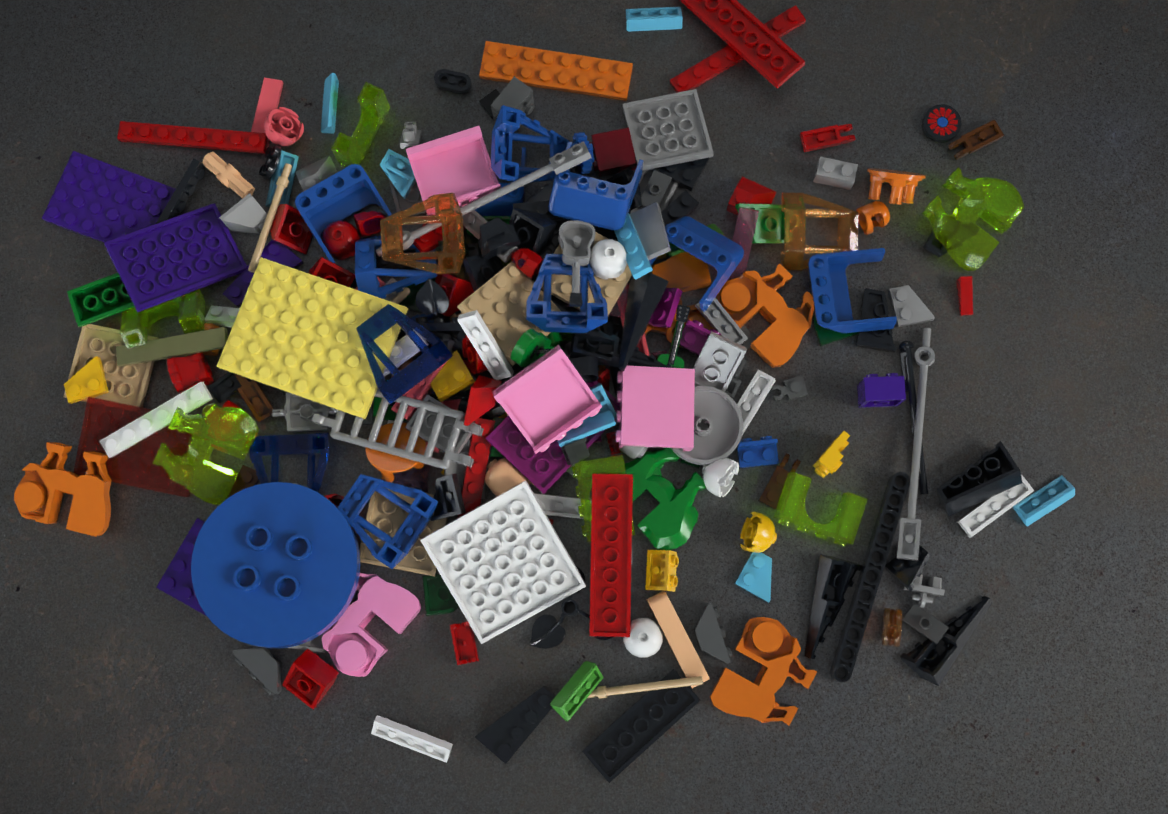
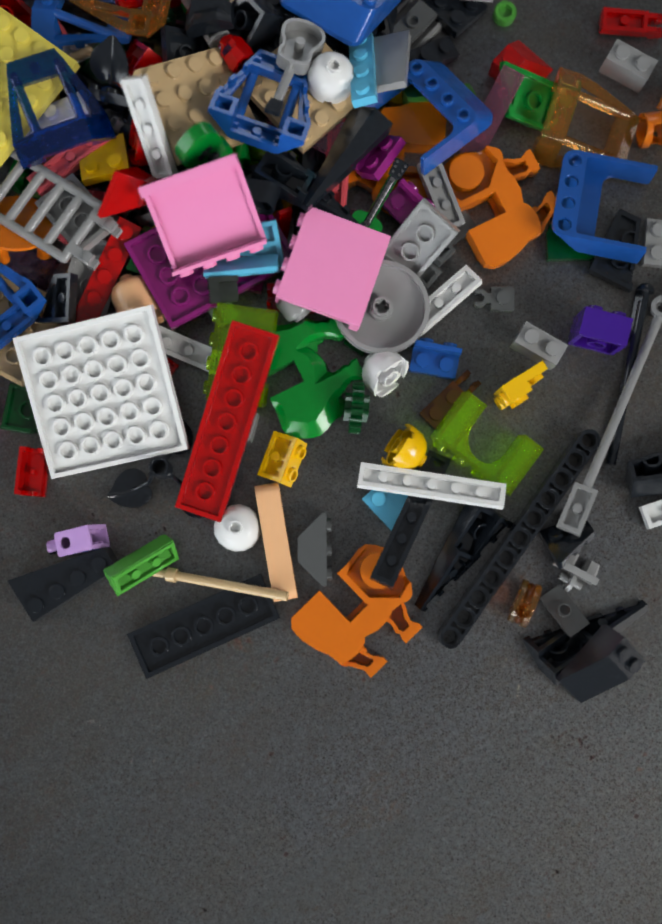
camera: 10 degrees right, 5 degrees up
(525, 685) = (79, 540): none -> lavender torso
(708, 511) = (356, 407): none -> dark green gear
(724, 158) = (504, 13): none -> bright green tile
(780, 588) = (406, 528): none -> black plate
(788, 555) = (432, 485): none -> white plate
(836, 417) = (538, 345): none -> light grey brick
(967, 658) = (600, 665): none -> black slope

